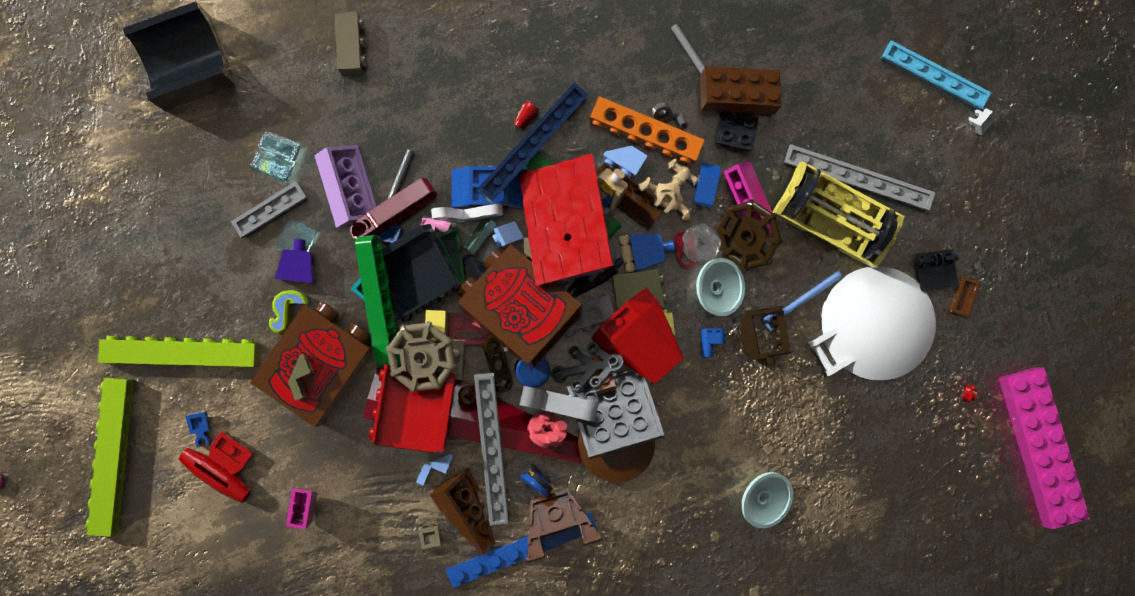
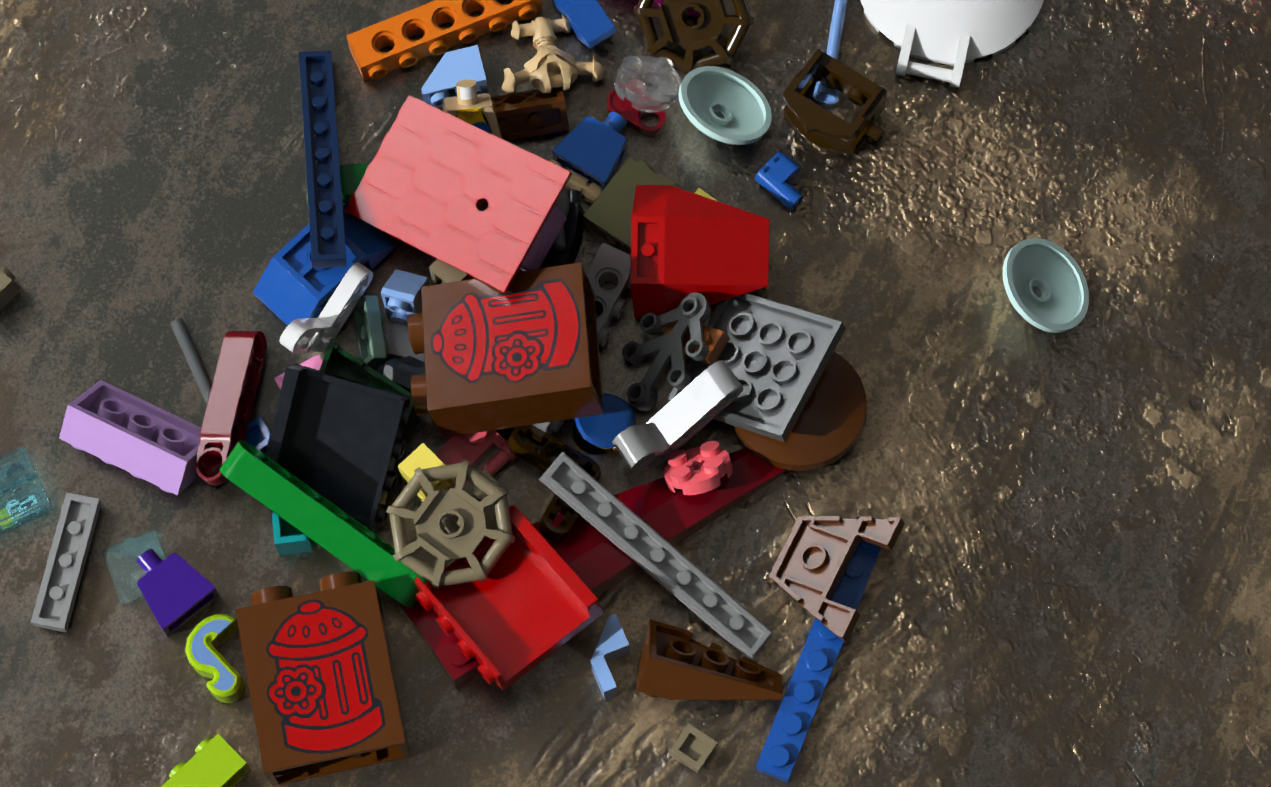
camera: 40 degrees left, 15 degrees down
(302, 369) = (319, 682): olive slope -> none
(526, 114) = (279, 142): red cone -> none
(536, 481) = (752, 544): piece -> none

